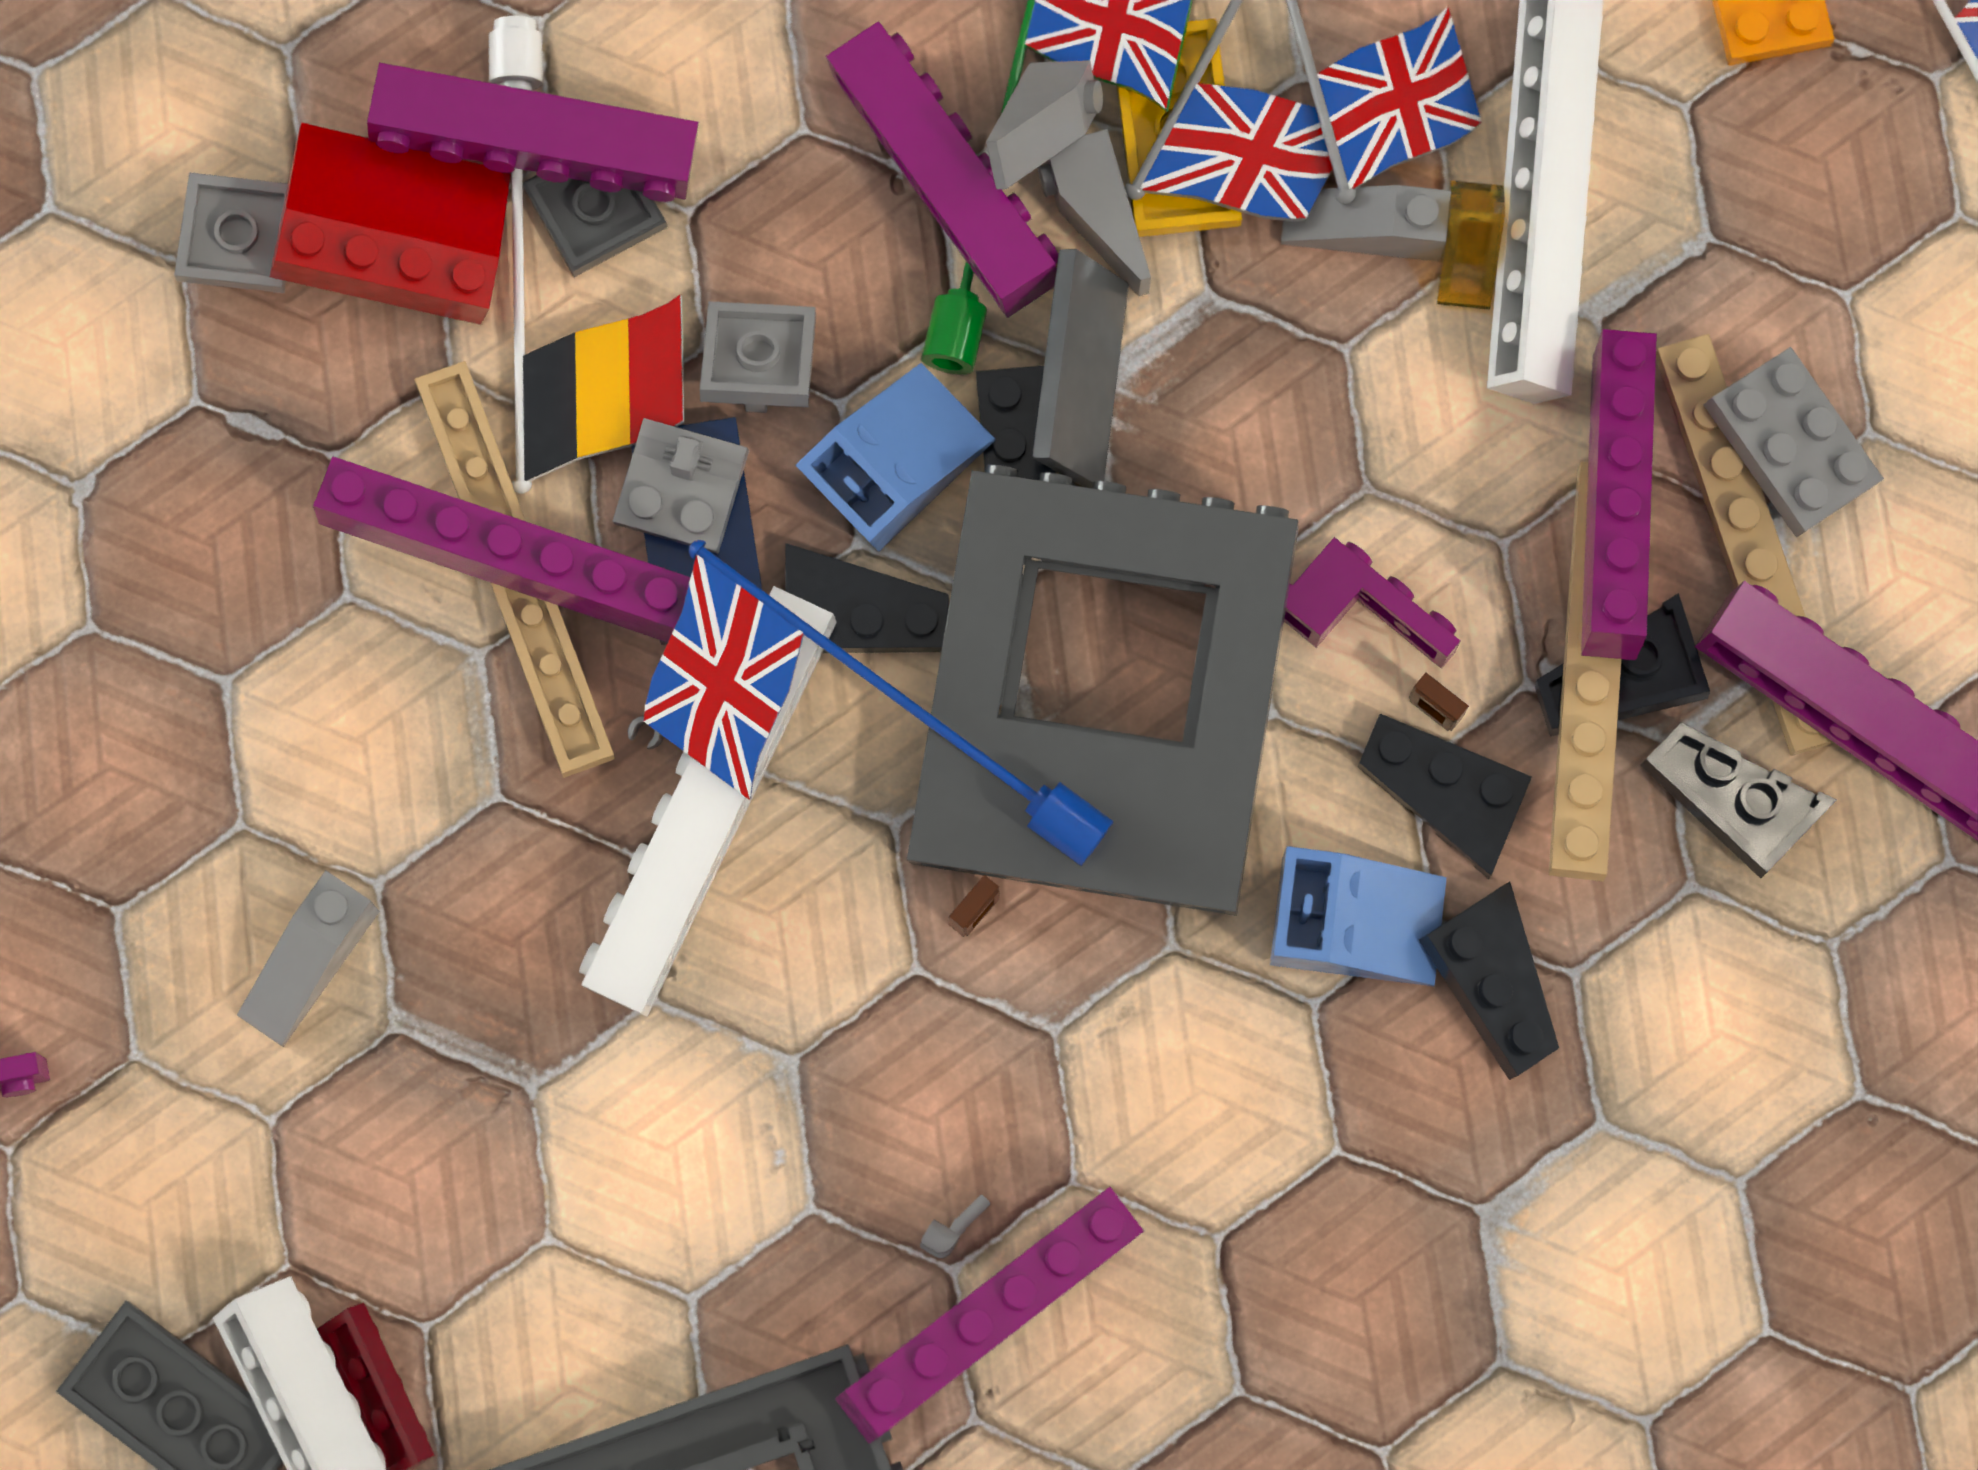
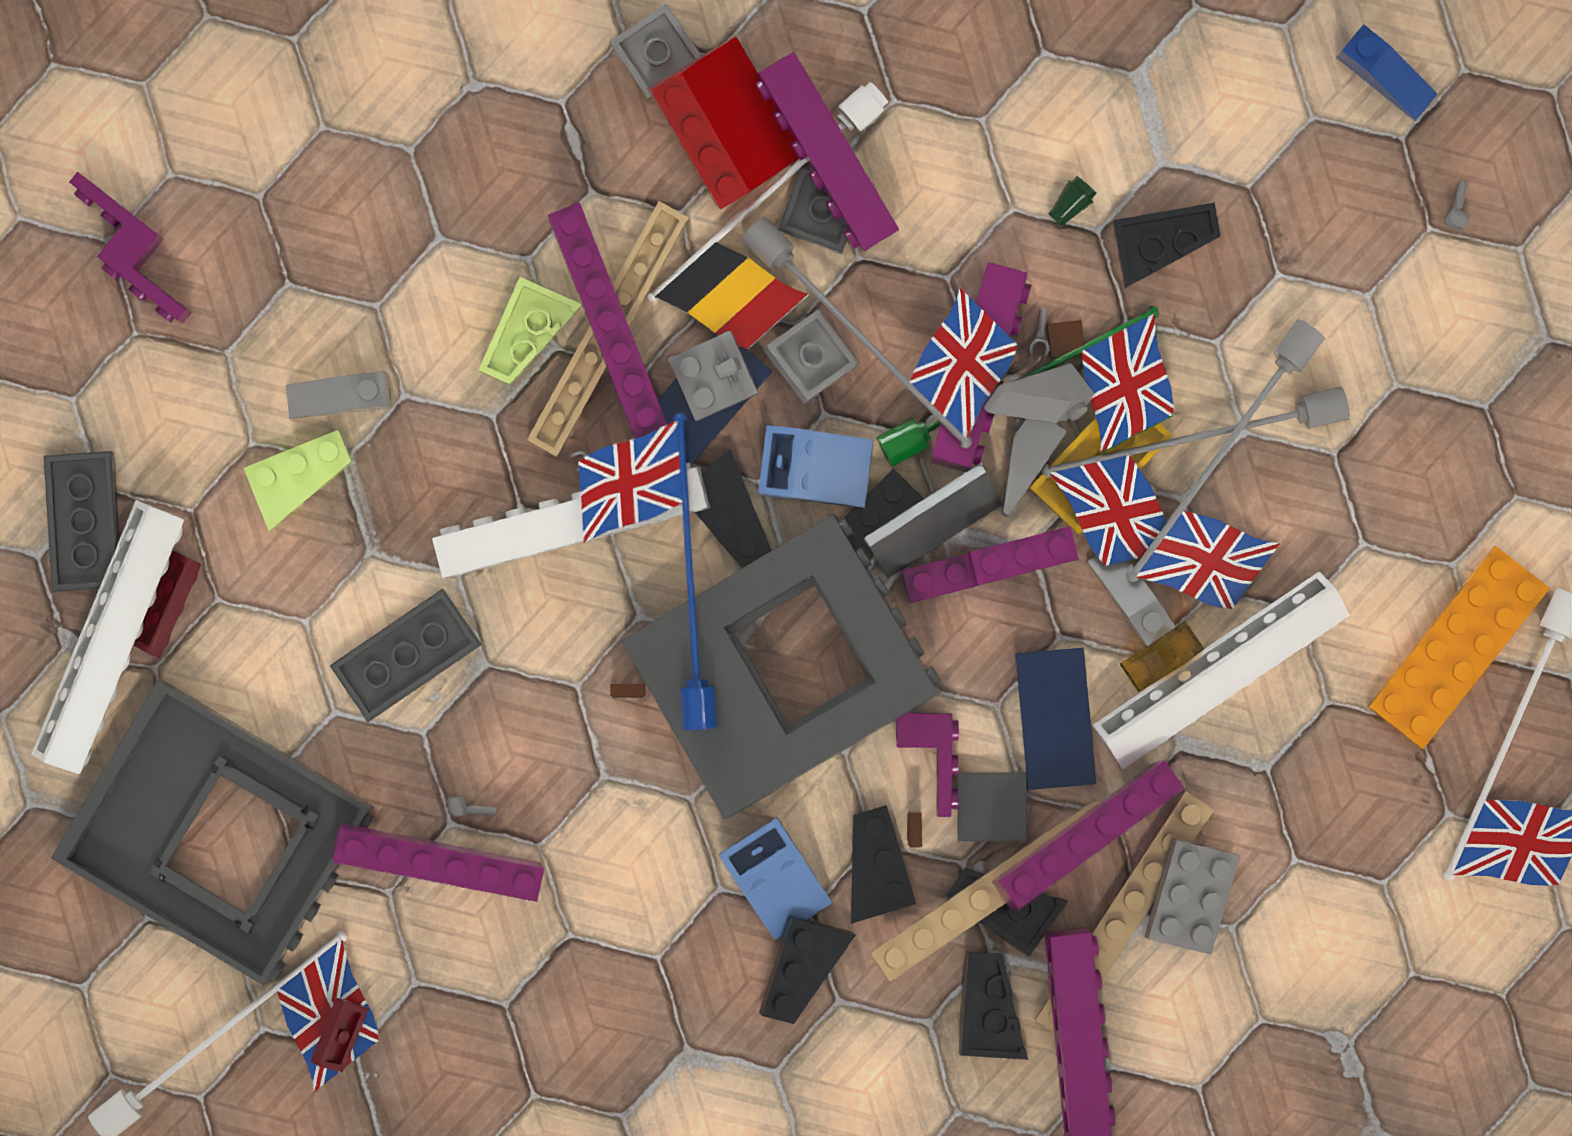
camera: 55 degrees right, 10 degrees up
(356, 1100) = (293, 476): none -> yellowish green wing
(428, 664) = (525, 329): none -> yellowish green wing
(696, 1148) = (405, 655): none -> dark grey tile
(917, 180) = (957, 365): none -> flag
(965, 77) = (1040, 333): none -> light grey hand
(991, 52) = (1065, 338): none -> reddish brown tile
(1190, 348) = (990, 564): none -> magenta bracket
(1441, 430) = (1055, 718): none -> dark blue tile
(1487, 591) = (991, 807): none -> dark grey tile

